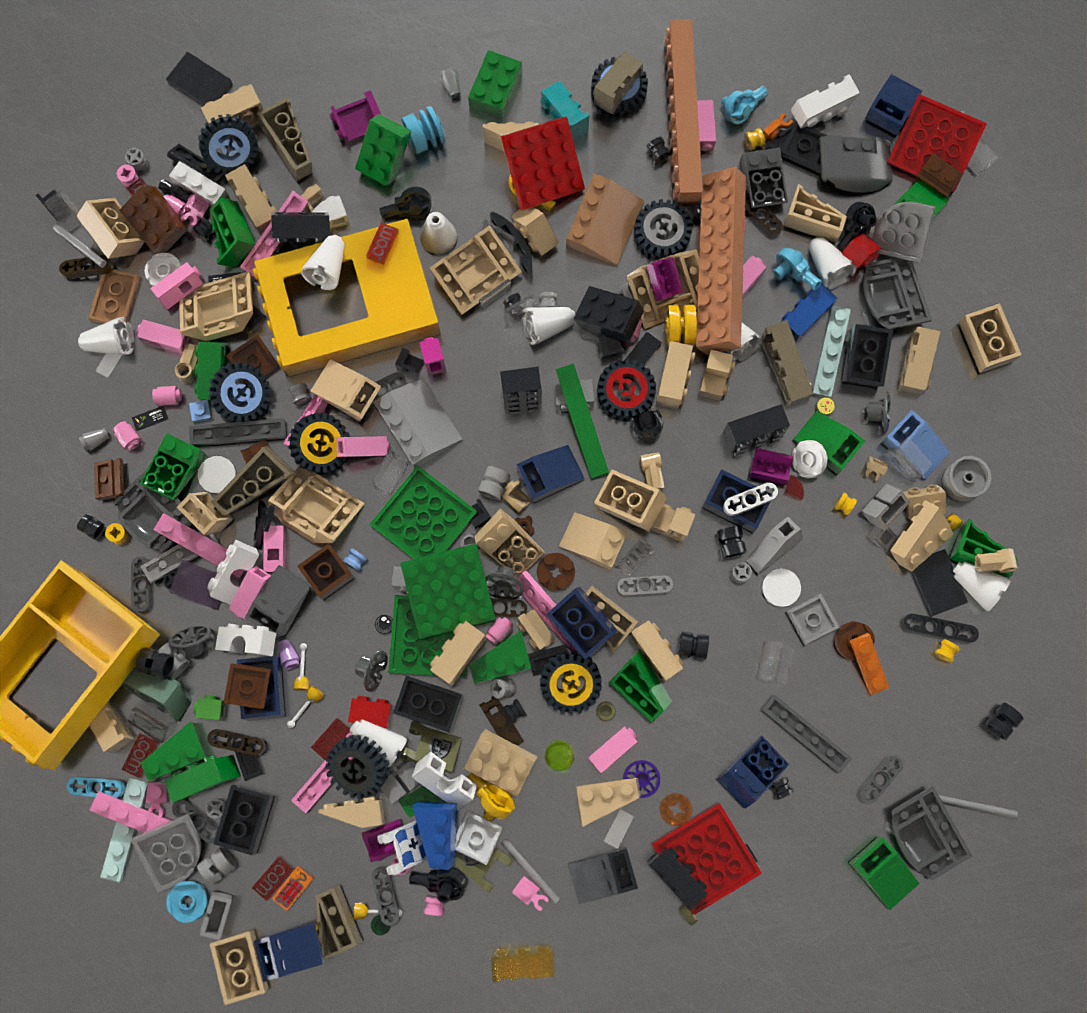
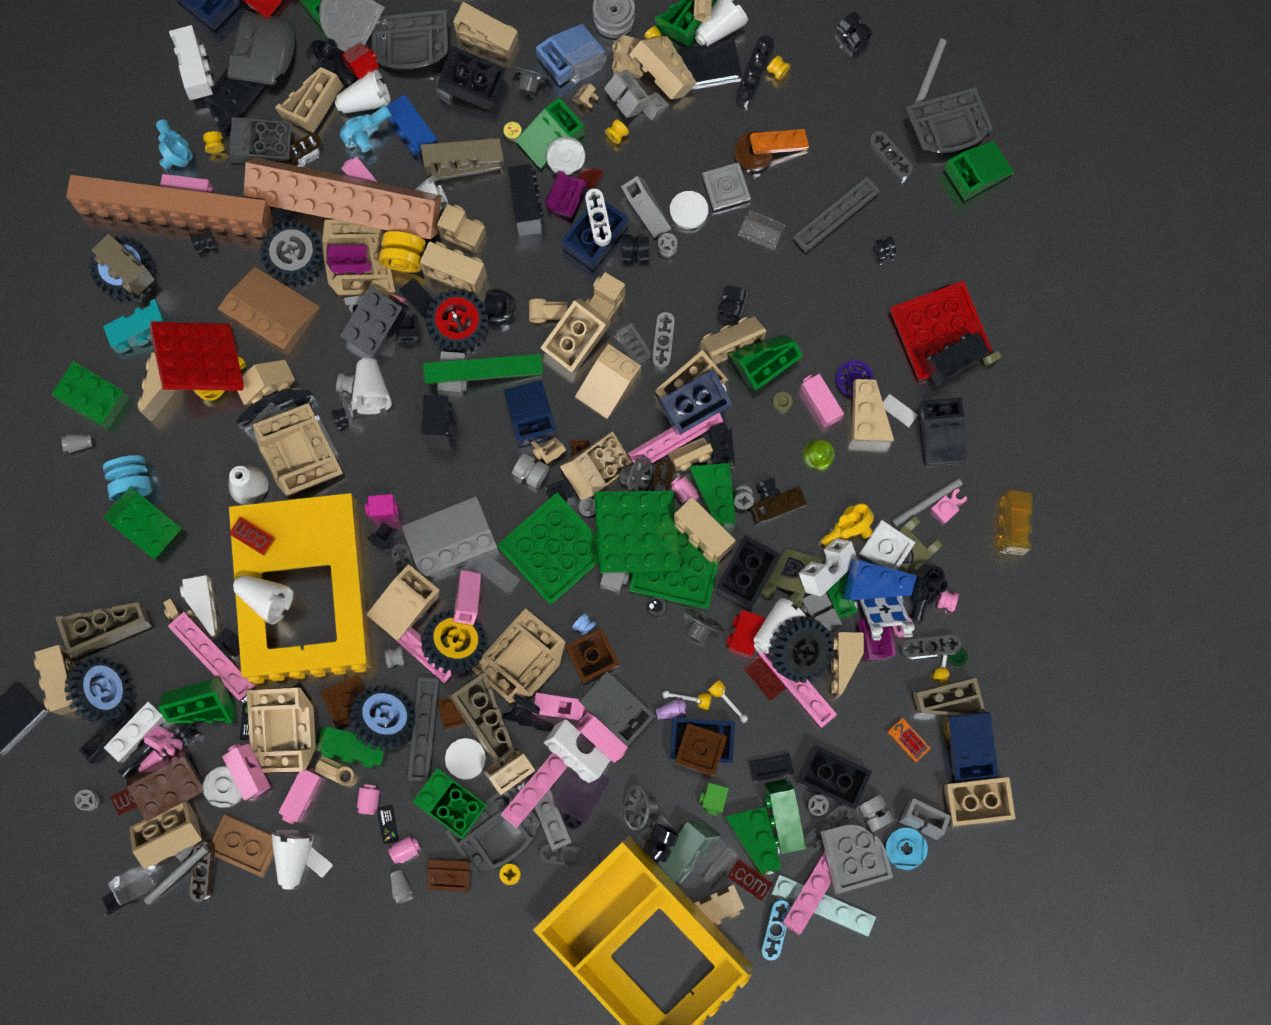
camera: 80 degrees left, 0 degrees up
(90, 526) = (497, 901): black wheel -> none
(131, 174) = (109, 811): bright pink wheel -> none
(157, 794) = (793, 867): bright pink plate -> none
(200, 411) = (391, 767): light blue plate -> none
(220, 744) = (754, 758): dark brown beam -> none
(251, 198) = (165, 675): tan wedge -> none
(256, 641) = (647, 763): white arch -> none
(272, 878) = (896, 758): clear red tile -> none
(300, 226) = (212, 621): black brick -> none
(354, 118) = (95, 548): magenta panel -> none
(409, 204) = (207, 507): black pin -> none
(500, 762) = (818, 510): tan brick -> none
(546, 577) = (637, 436): reddish brown plate -> none
(567, 698) = (736, 422): wheel -> none
(684, 805) = (886, 343): clear orange gear -> none
(753, 772) = (865, 271): dark blue slope -> none
(772, 130) = (208, 122): orange plate -> none
(831, 351) = (456, 114): light aqua plate -> none

